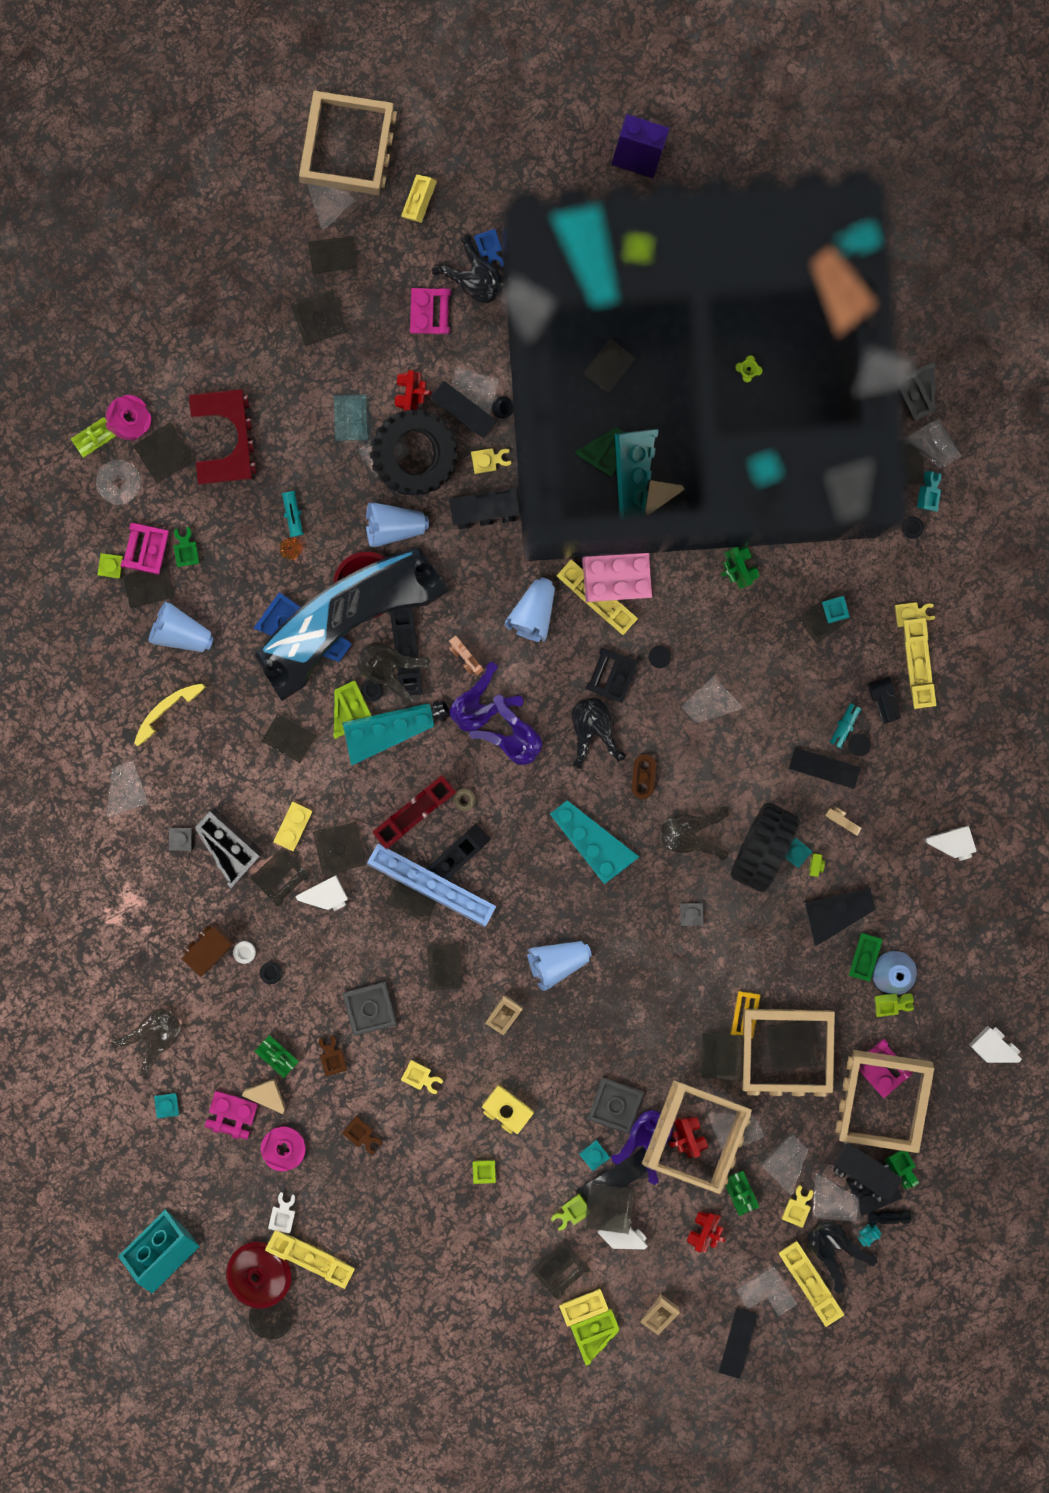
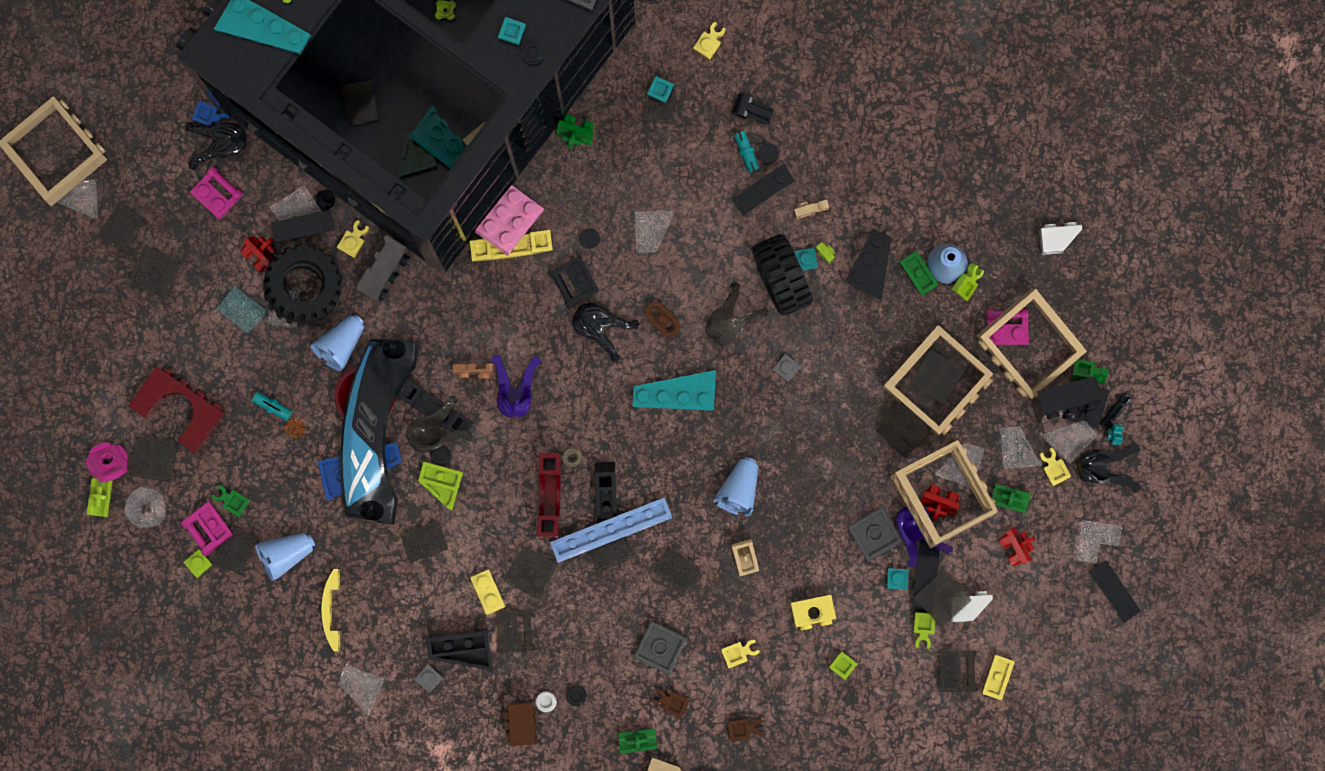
camera: 50 degrees left, 5 degrees down
(325, 895) = (554, 610): white slope -> none
(379, 732) = (475, 473): teal wing -> none
(418, 198) = (133, 134): light yellow plate -> none
(440, 710) = (496, 420): black plate -> none
(522, 745) = (568, 387): dark purple hair -> none
(527, 306) = (260, 98): clear wing -> none
(533, 611) = (483, 298): light blue cone -> none
(594, 1334) = (1023, 686): lime wing -> none
(660, 1314) = (1049, 629): tan slope -> none
(737, 1010) = (882, 383): yellow tile -> none
(811, 1283) = (1115, 504): light yellow slope -> none
(919, 663) = (746, 65): light yellow slope -> none
(954, 842) = (891, 146): white slope -> none

